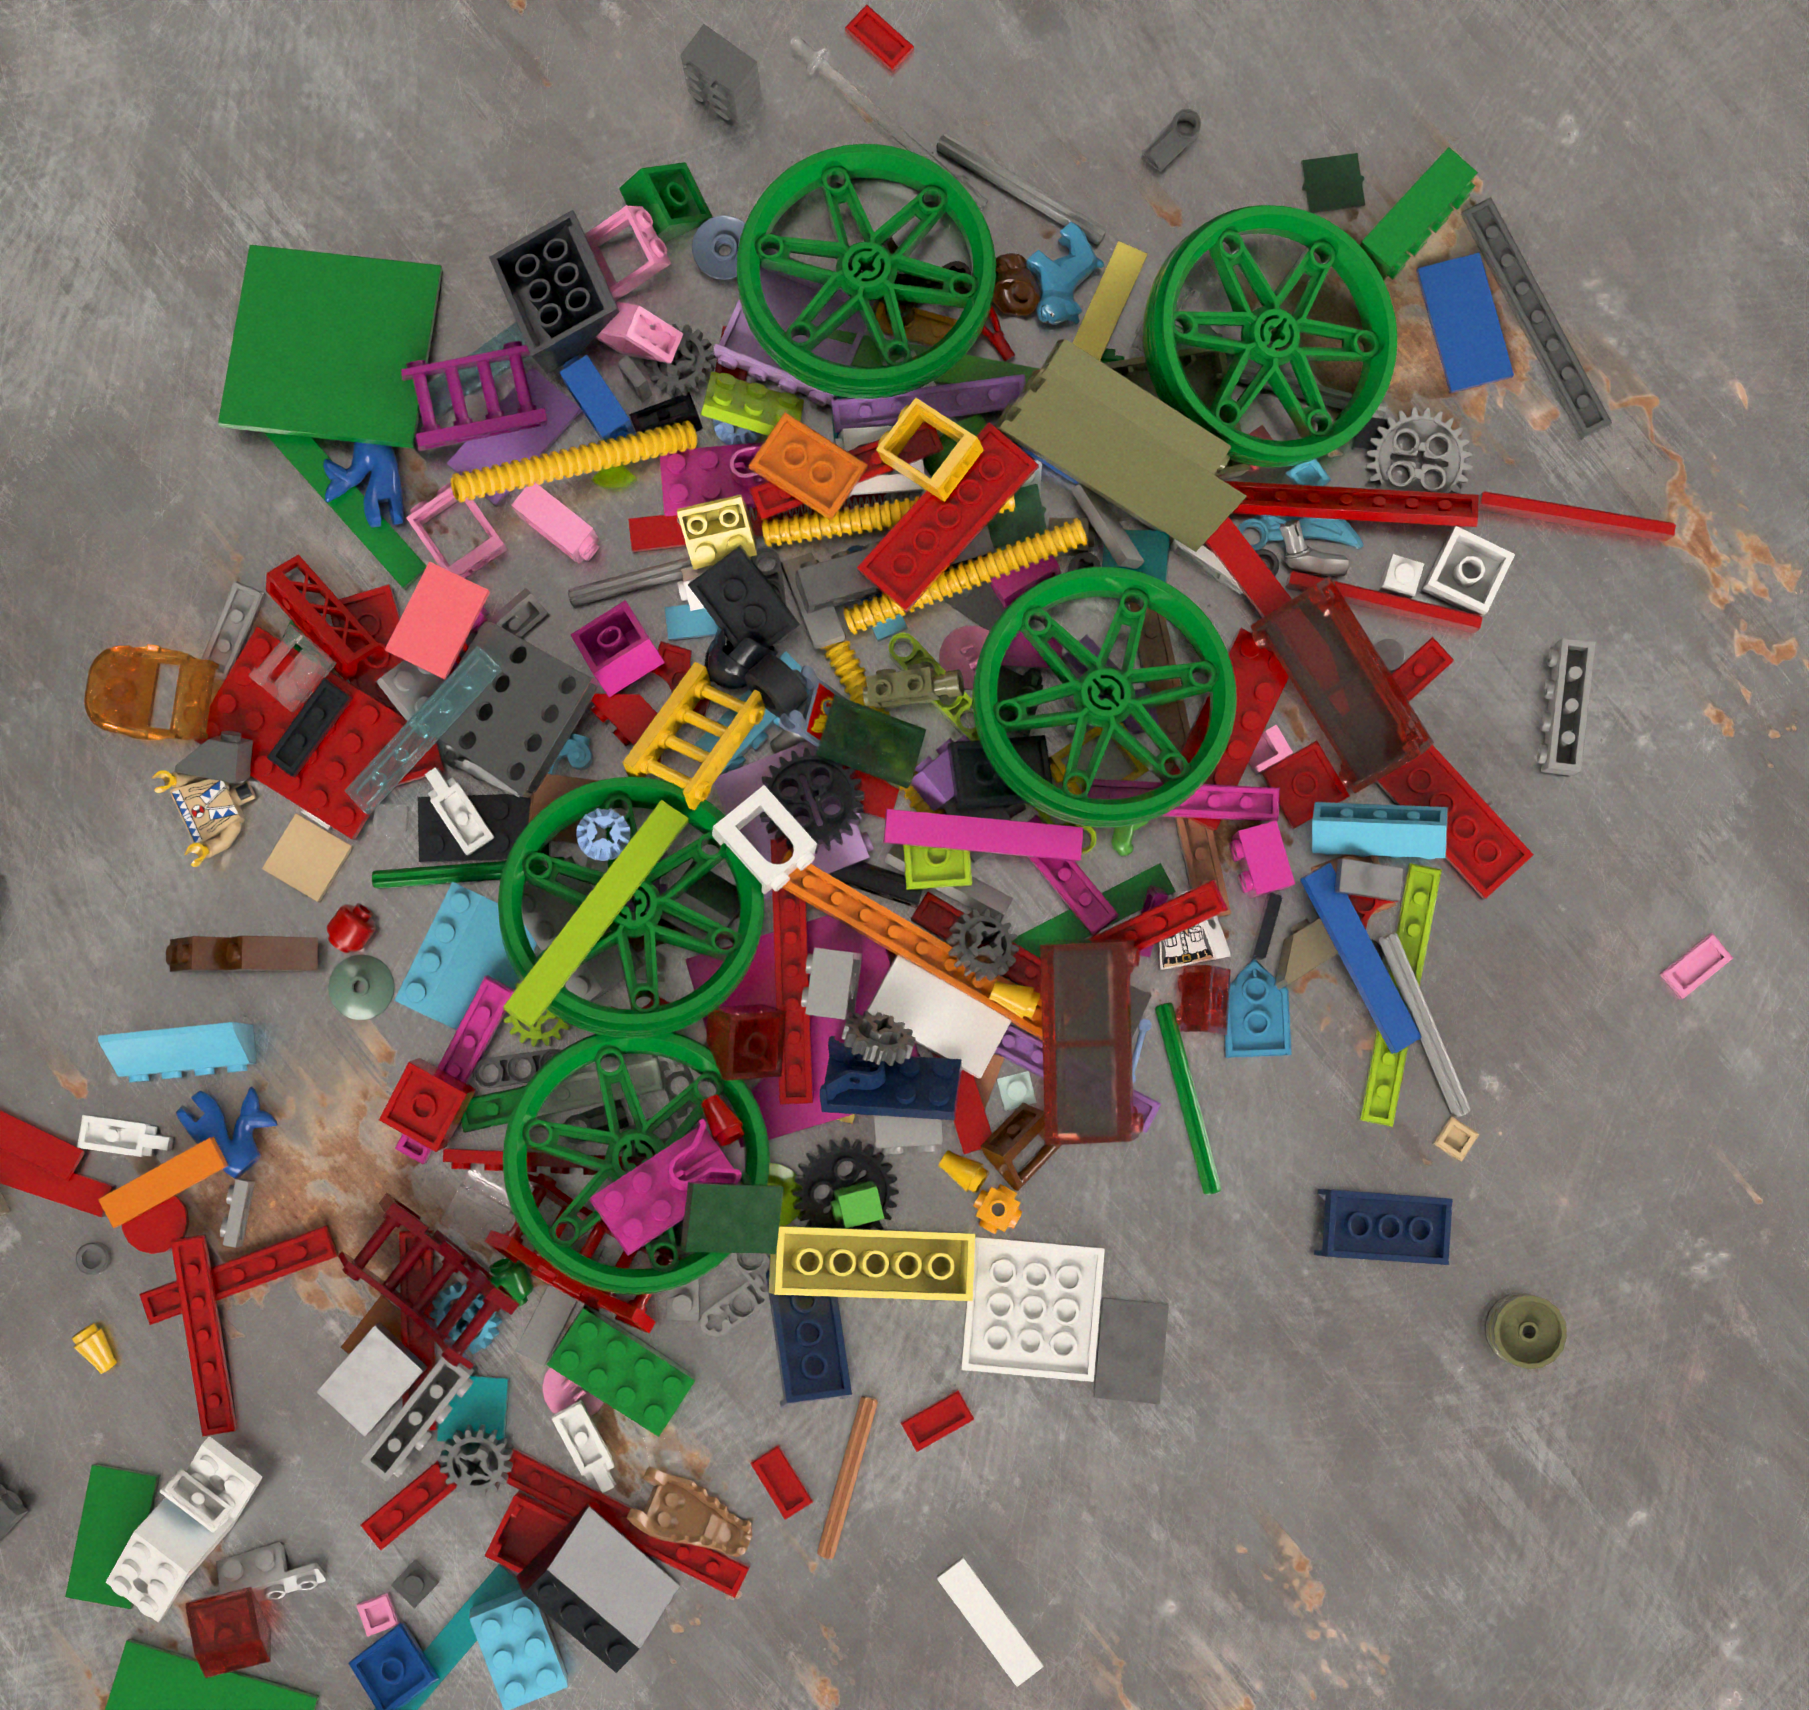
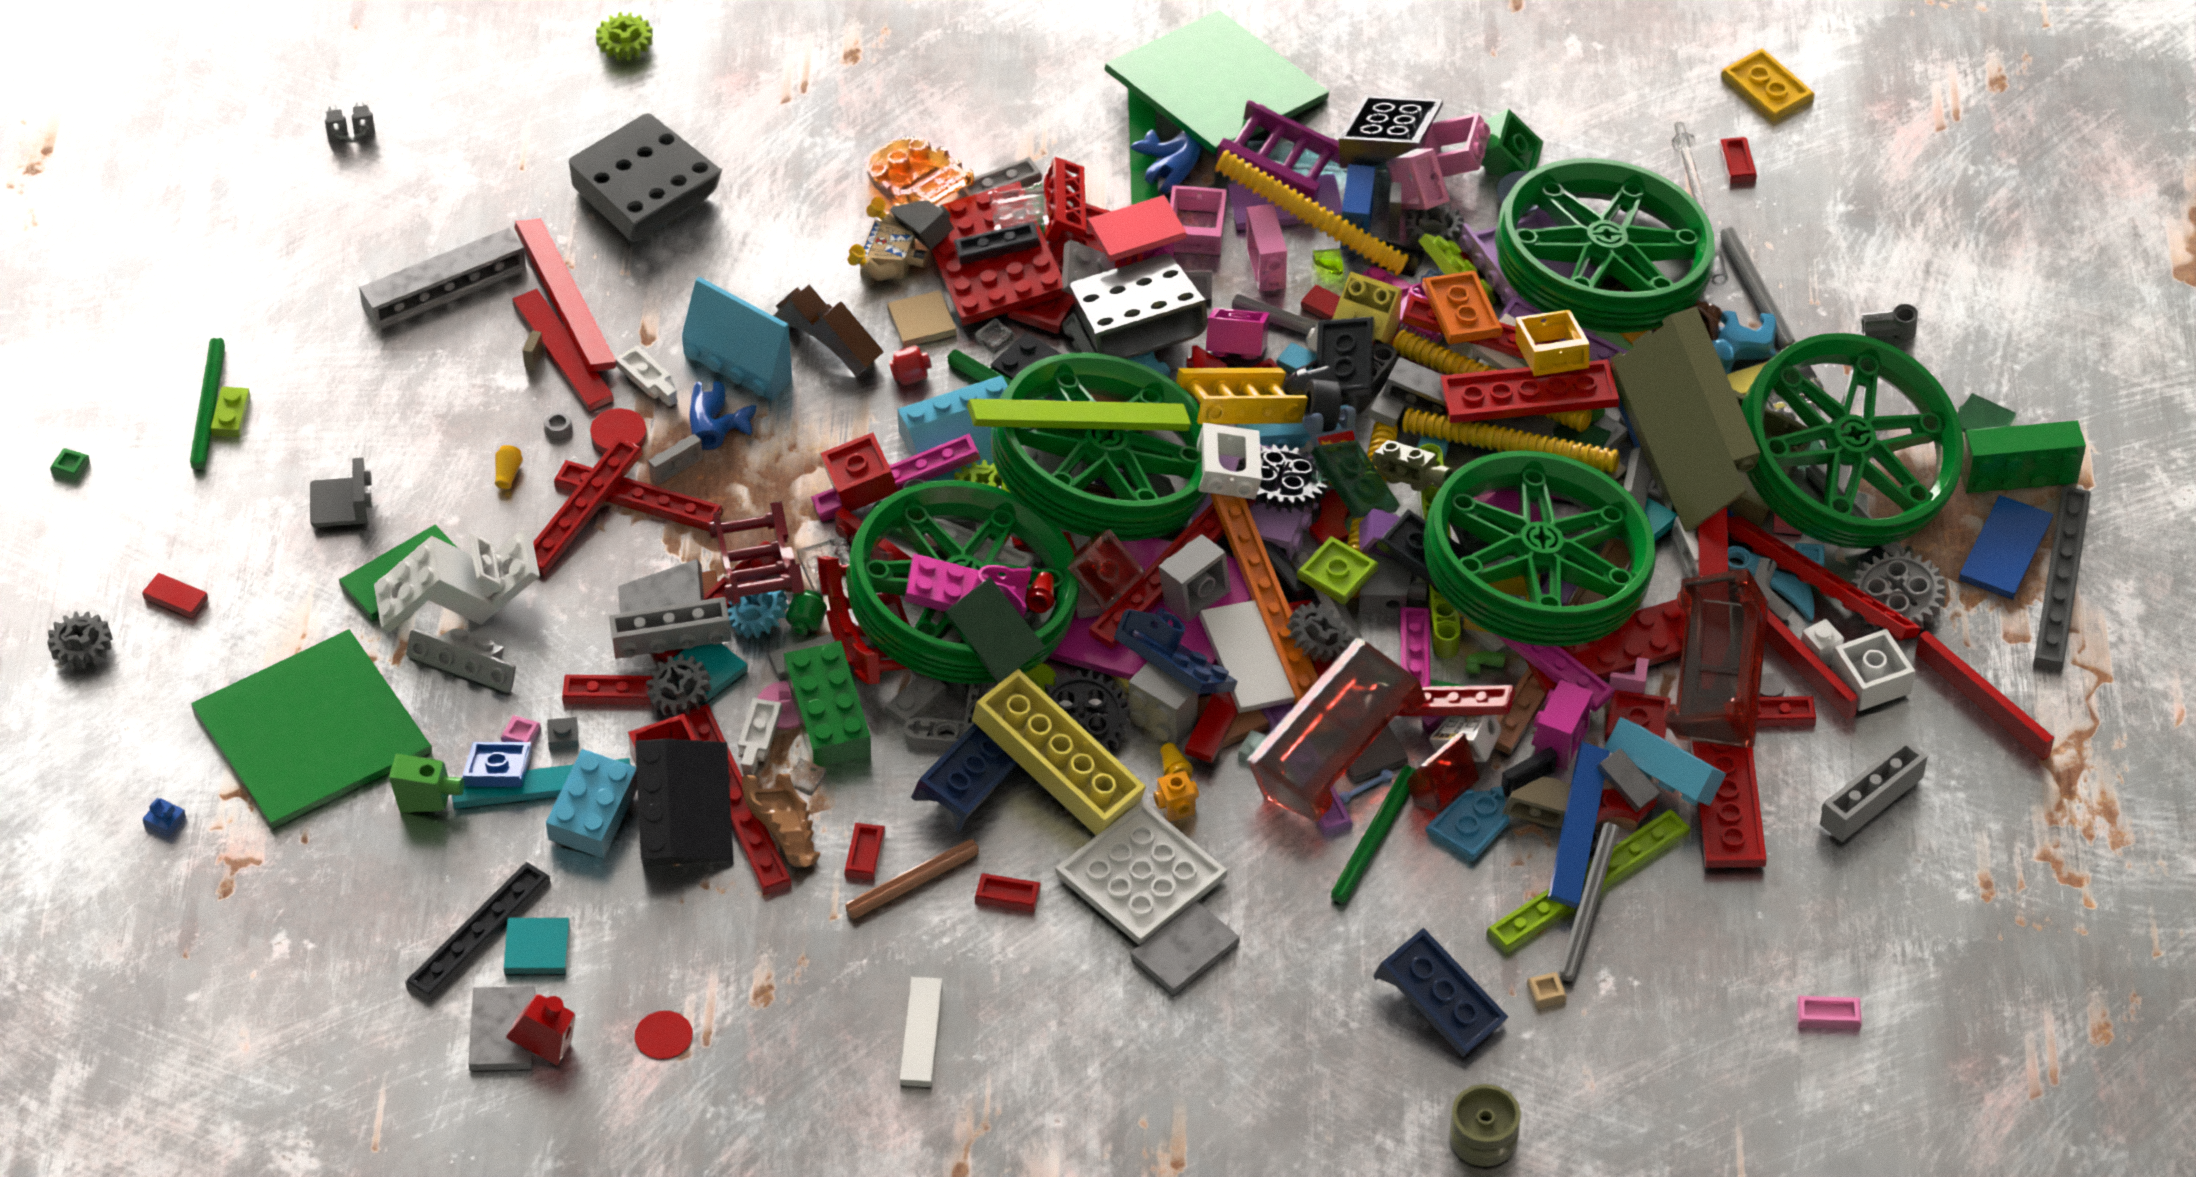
camera: 40 degrees right, 35 degrees down
(163, 1182) = (648, 405): orange tile -> none
(228, 1632) = (421, 658): clear red slope -> none
(377, 991) = (879, 405): sand green dish -> none
(423, 730) = (1067, 279): clear light blue tile -> none
(458, 812) = (1044, 339): white hinge -> none
(602, 849) = (1116, 393): light blue gear -> none
(720, 74) = (1609, 96): dark grey brick -> none
(857, 1205) = (1085, 709): bright green brick -> none
(878, 1038) = (1193, 613): dark grey gear -> none
(983, 835) = (1380, 574): dark pink tile -> none
(1012, 1138) = (1205, 762): reddish brown tile -> none
(1016, 998) = (1306, 673): yellow cone -> none

